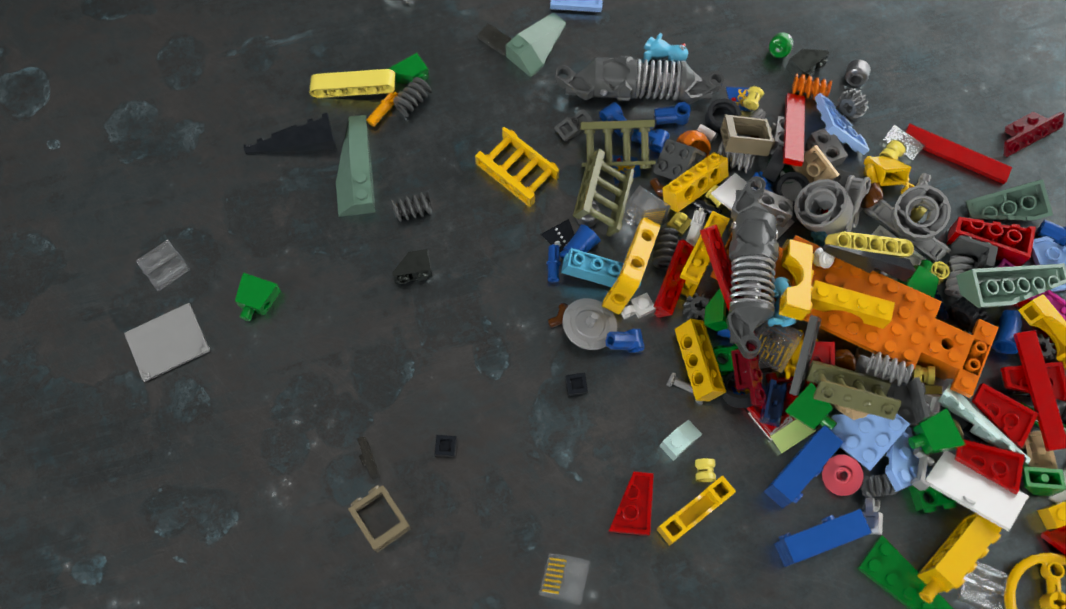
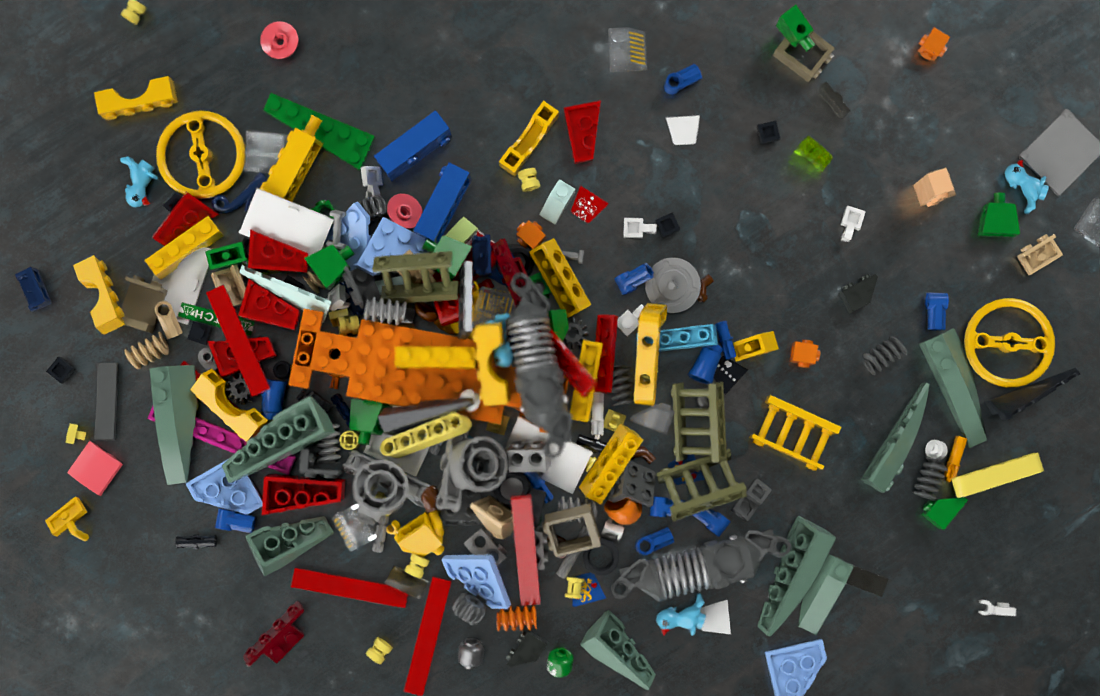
camera: 165 degrees right, 15 degrees up
(211, 314) = (1031, 186): none -> medium azure animal
(232, 253) = (1039, 255): none -> tan bracket
(244, 484) = (933, 44): none -> orange brick
(294, 186) = (1047, 342): none -> yellow piece
(303, 335) = (934, 188): none -> light nougat wedge
(347, 235) = (936, 305): none -> blue piece
(385, 541) = (793, 22): none -> green torso
(395, 336) = (852, 220): none -> white plate
(396, 118) = (936, 449): none -> white wheel
(408, 411) = (814, 153): none -> clear neon green leg
(429, 132) = (898, 444): none -> sand green wedge
(484, 229) = (804, 353): none -> orange brick
(513, 528) = (683, 79): none -> blue piece
(527, 248) = (755, 345): none -> yellow slope
(529, 478) = (683, 129): none -> white sticker
(538, 69) = (795, 572): none -> sand green wedge
(610, 389) = (635, 228): none -> white plate
(633, 46) = (716, 618): none -> white sticker
(650, 430) = (587, 205): none -> red sticker
(717, 413) = (530, 234): none -> orange brick
(729, 45) = (611, 646): none -> sand green wedge
(891, 99) = (427, 636): none -> red tile
(939, 96) = (379, 650): none -> light yellow wheel
(953, 188) = (352, 528): none -> clear slope
(995, 358) = (282, 370): none -> black plate
(1008, 544) = (244, 197): none -> dark blue plant

